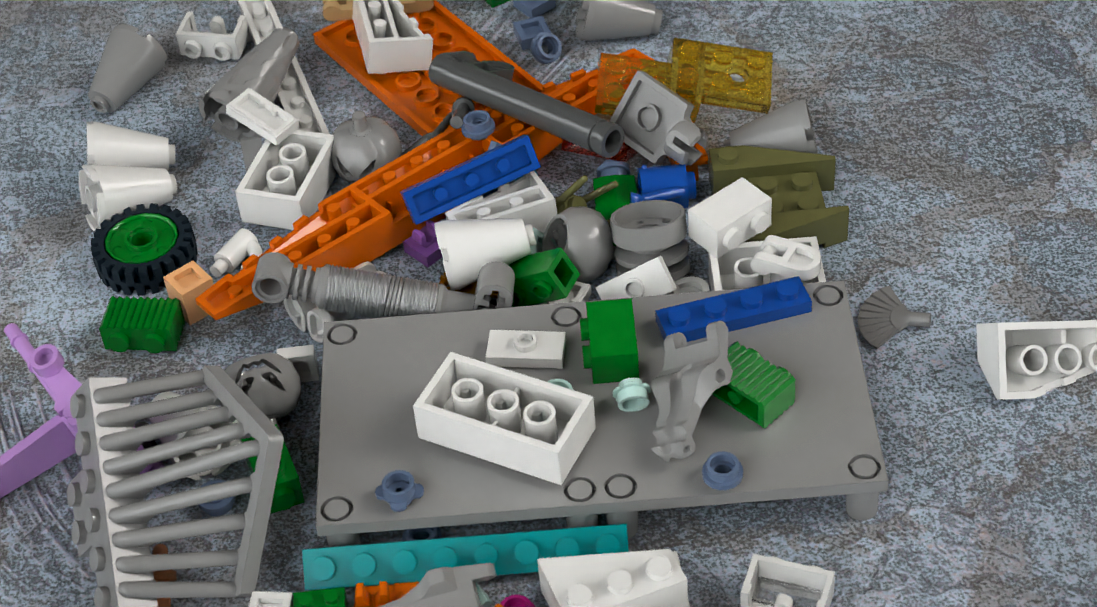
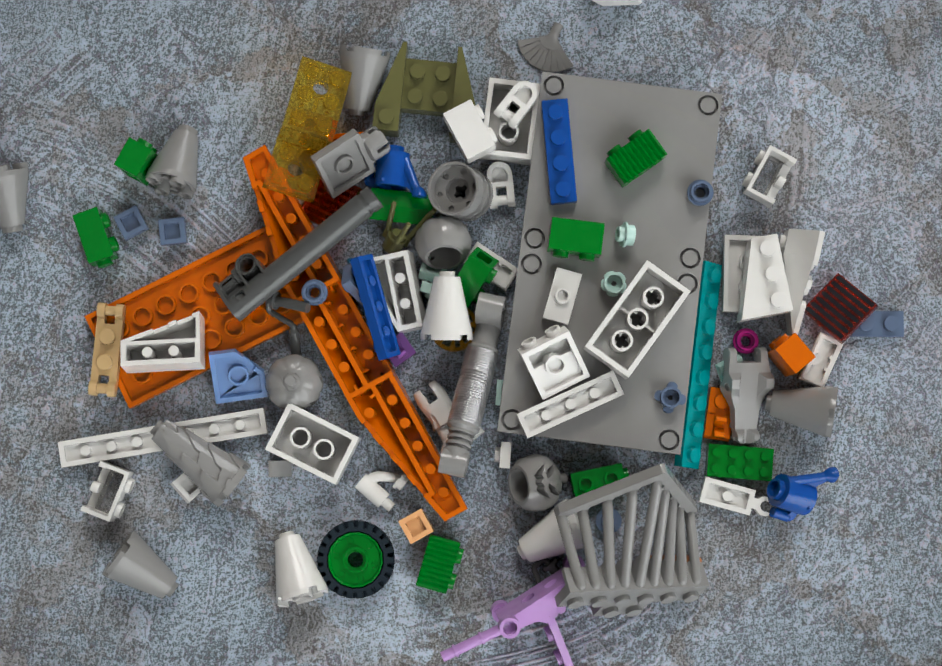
camera: 85 degrees left, 40 degrees up
(127, 147) = (249, 570): white cone -> none
(262, 116) = (260, 456): white plate -> none
(368, 93) = (236, 377): none -> medium blue plate
(369, 378) = (570, 404): none -> white plate
(423, 341) = (553, 361): none -> white plate
(553, 44) = (196, 224): sand blue plate -> none
(645, 280) = (496, 211): white plate -> none
(685, 385) = (637, 197): light grey animal -> none

